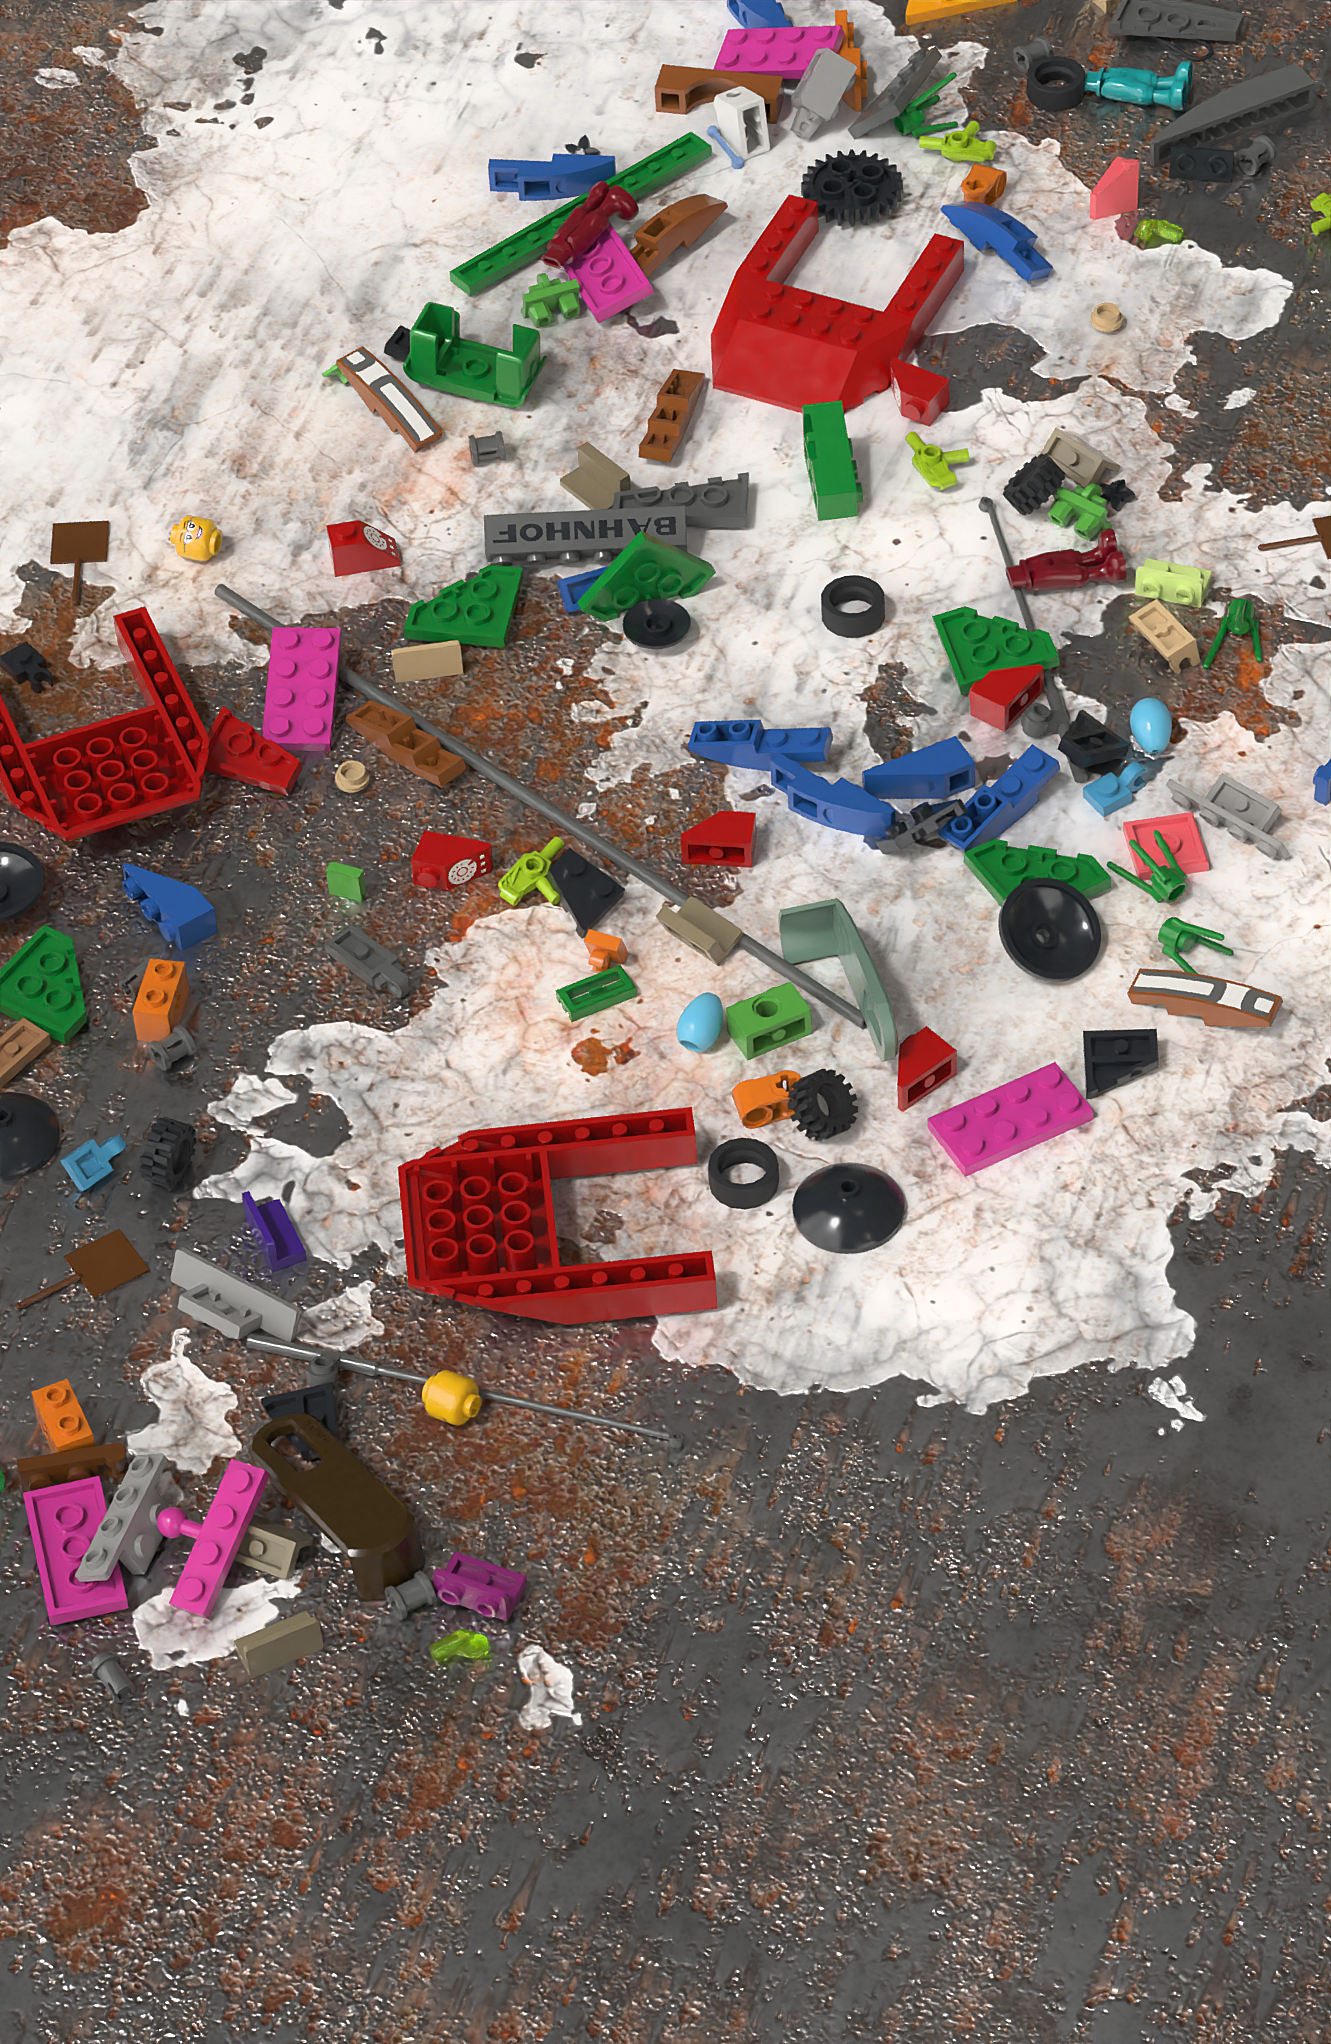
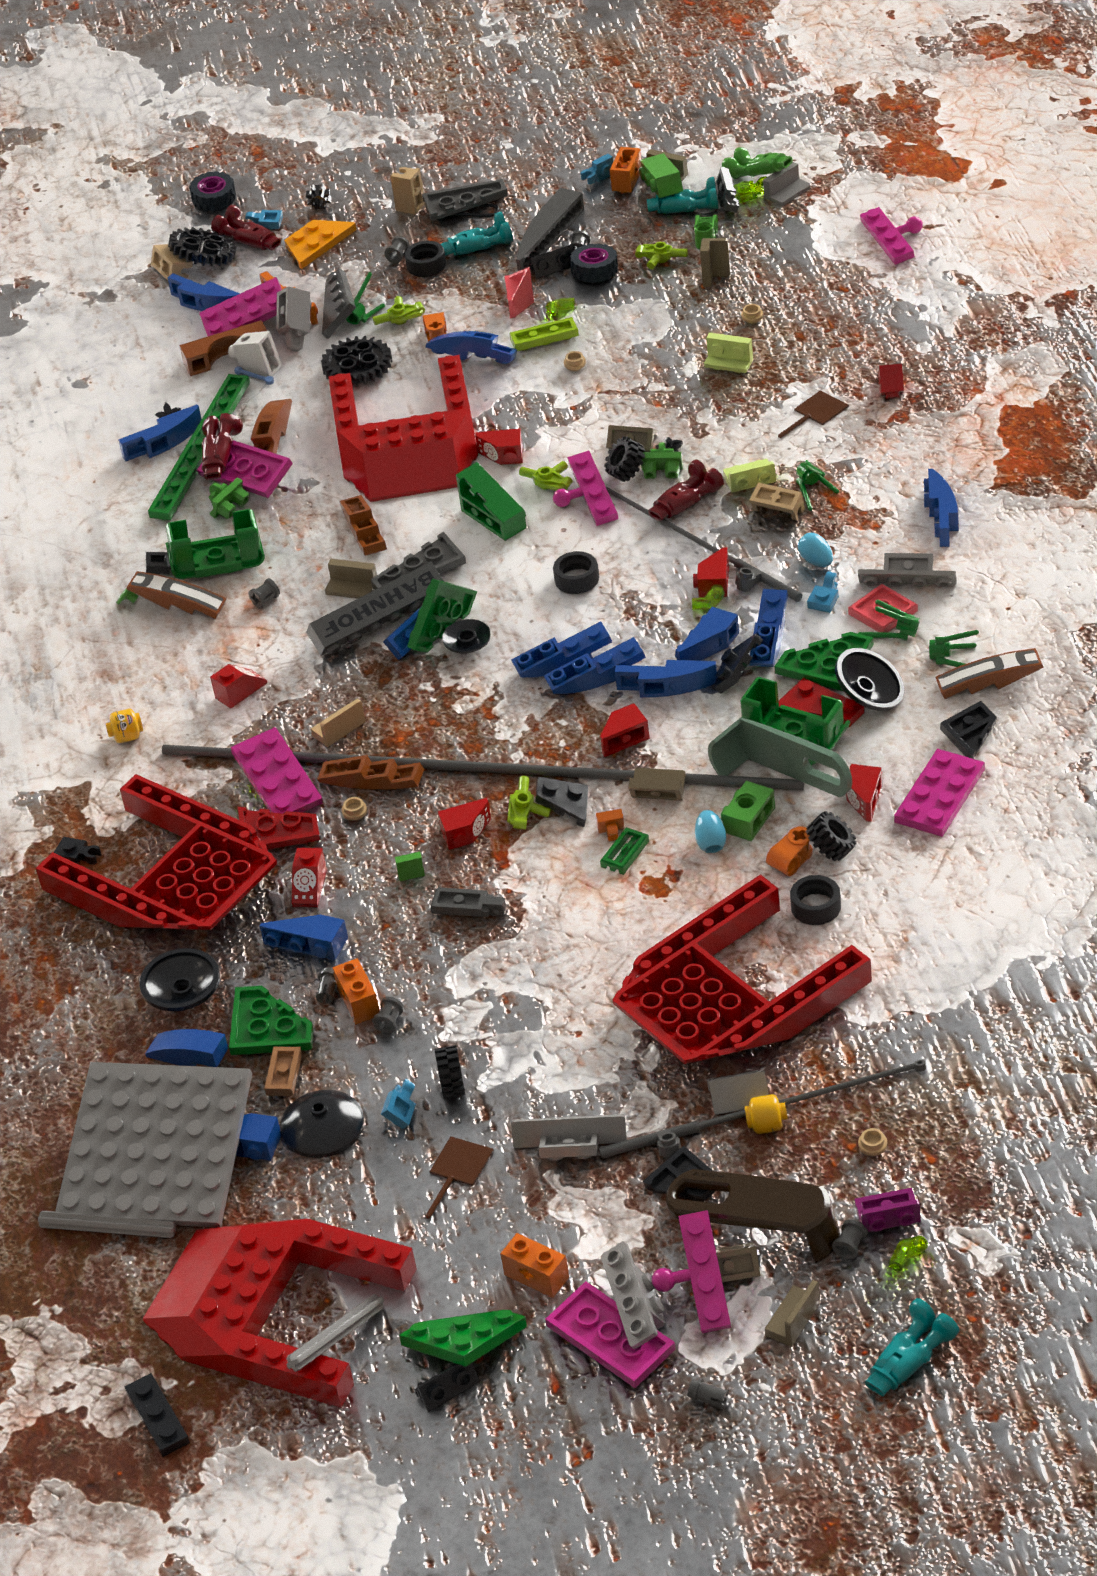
camera: 30 degrees left, 5 degrees down
(58, 1468) = (563, 1285): reddish brown plate -> none
(79, 544) = (43, 768): reddish brown piece -> none
(230, 834) = (308, 877): none -> red slope
(273, 1233) = (555, 1085): dark purple panel -> none
(352, 1757) = (903, 1355): none -> teal piece
(452, 1349) = (736, 1090): none -> light grey panel
(470, 610) = (339, 684): green plate -> none
(539, 1499) = (872, 1142): none -> tan plate
(732, 701) = (553, 655): none -> blue slope
(848, 1208) = (892, 887): black dish -> none
(906, 937) = (762, 705): none -> green container
(967, 505) = (590, 487): none -> dark pink plate
(973, 924) = (807, 697): none -> red wing
(974, 726) = (712, 599): none -> clear neon green arm
(985, 644) = (680, 555): green plate -> none
(1091, 742) = (789, 575): black wing -> none
(1102, 261) = (544, 334): none -> lime plate
(1249, 190) = (594, 263): none -> black wheel
(1292, 402) = (729, 353): none -> yellowish green bracket

